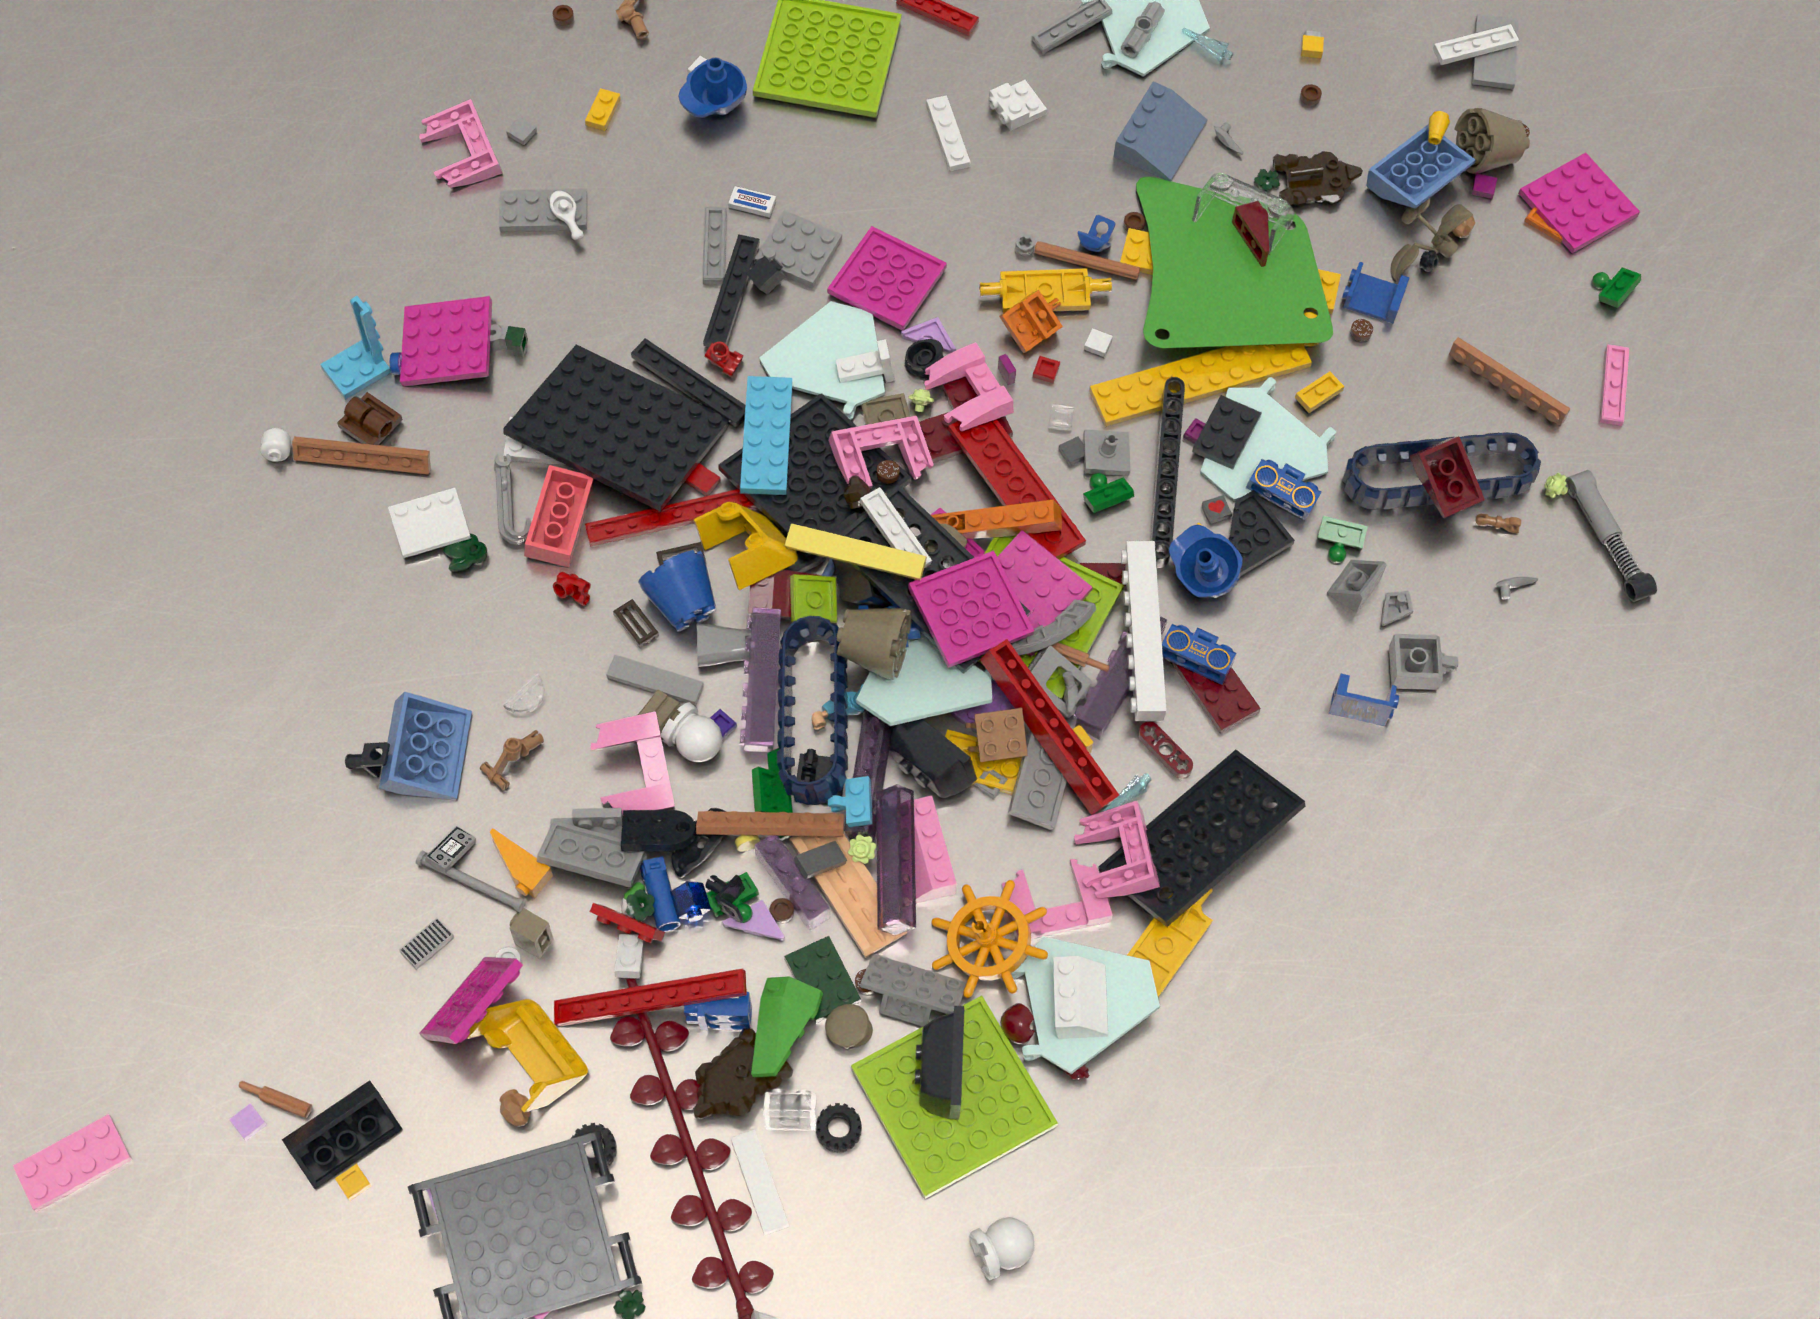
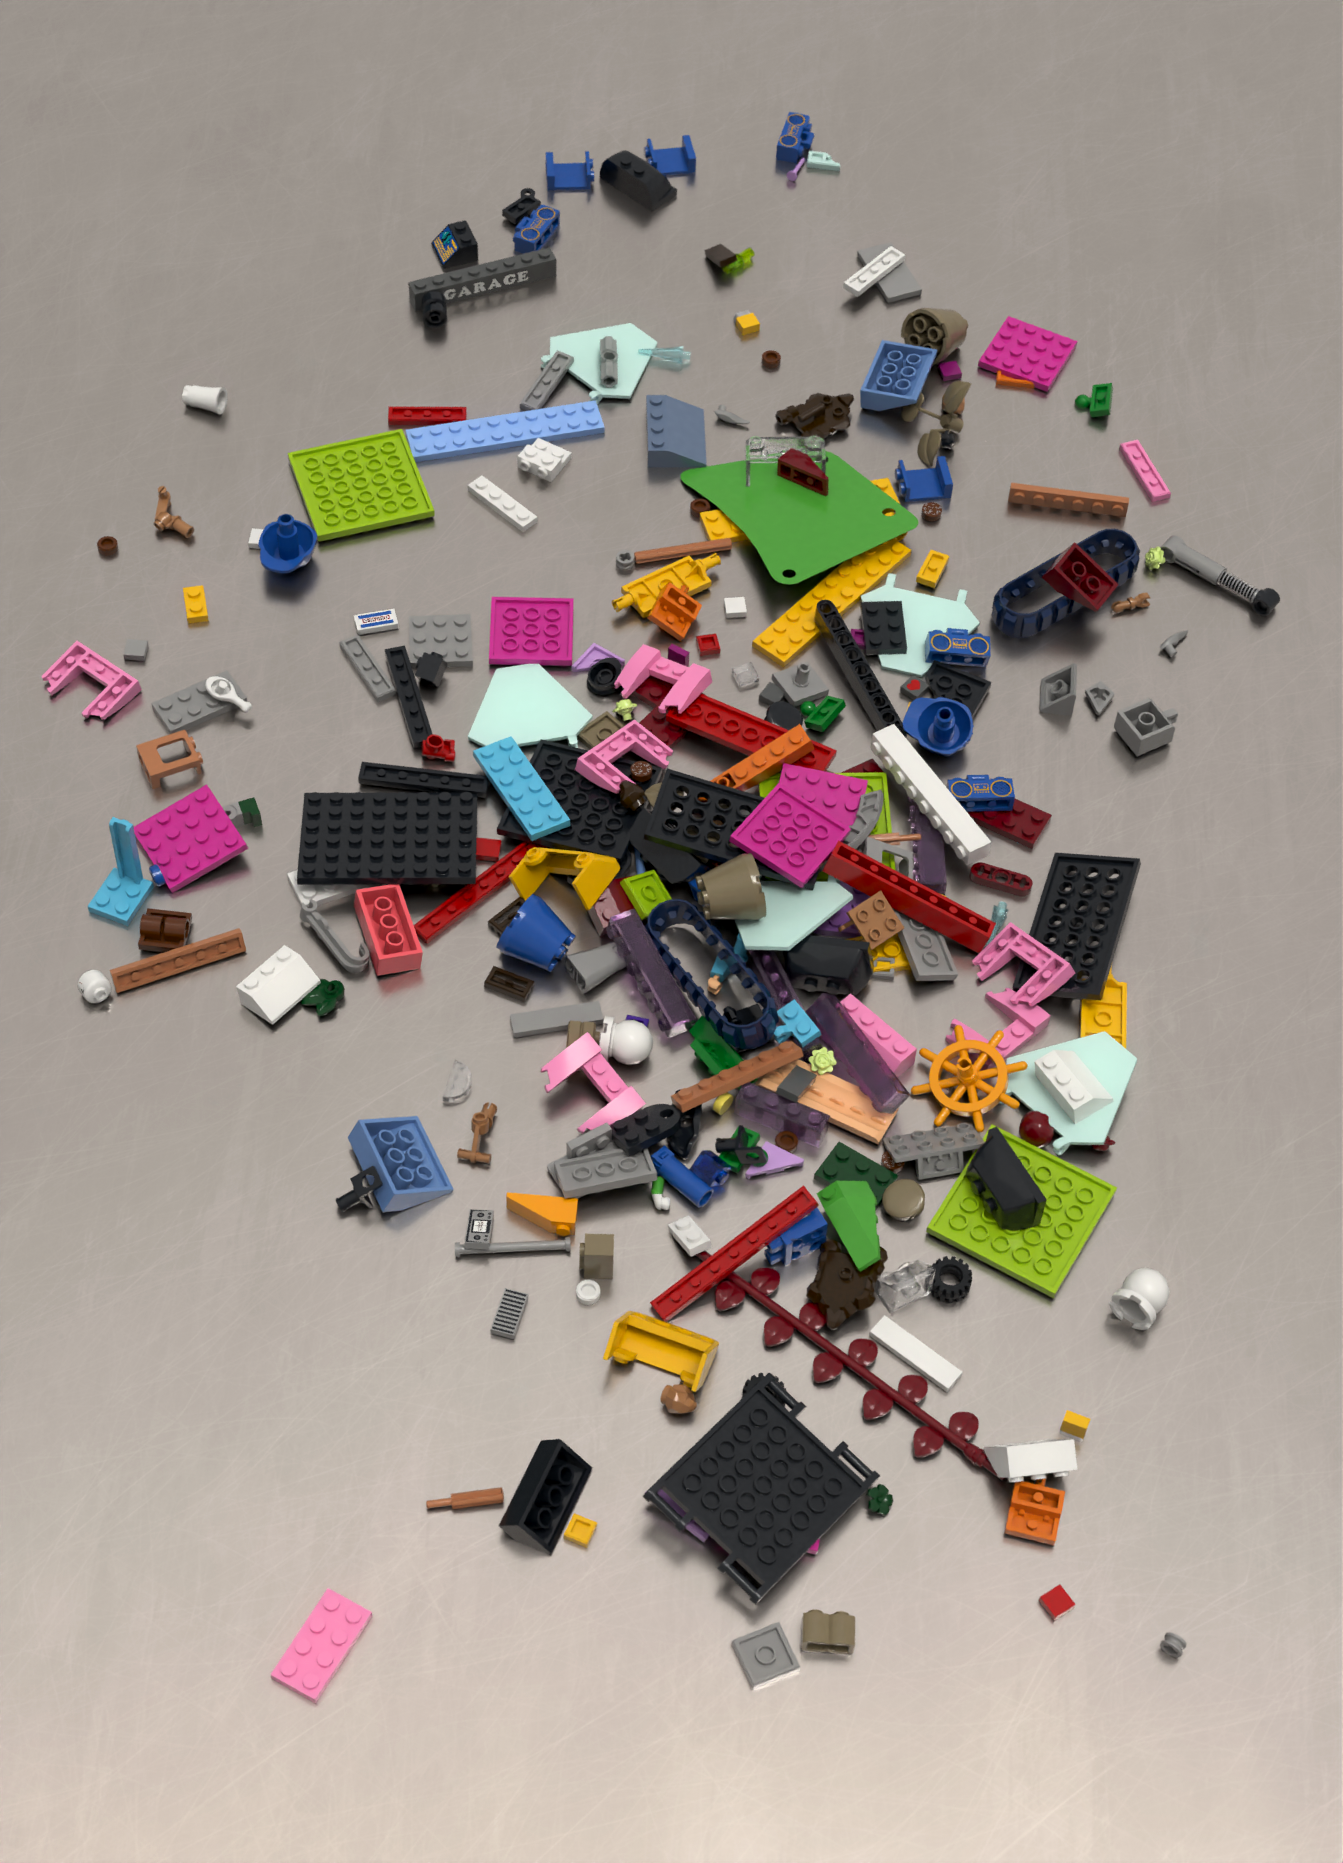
camera: 30 degrees left, 10 degrees down
(248, 1122) = (455, 1531): lavender tile -> none
(460, 248) = (153, 764): none -> nougat window
(471, 1000) = (590, 1327): dark pink plate -> none
(573, 586) = (438, 978): red plate -> none
(626, 923) = (670, 1210): red plate -> none
(635, 905) = (674, 1185): dark green plant -> none
(856, 551) = (671, 832): light yellow tile -> none
(866, 365) = (566, 699): white bracket -> none
(891, 523) = (691, 802): white plate -> none
(1000, 58) = (504, 431): none -> light blue plate
(1064, 481) = (784, 715): none -> black piece
(1071, 691) = (902, 866): light grey bar -> none
(1091, 241) = (679, 534): blue piece -> none
(1267, 180) = (782, 431): dark green plant -> none
(1341, 534) = (1023, 662): plate -> none
(1362, 707) = (1128, 776): panel -> none
(1438, 125) = (892, 335): yellow cone -> none

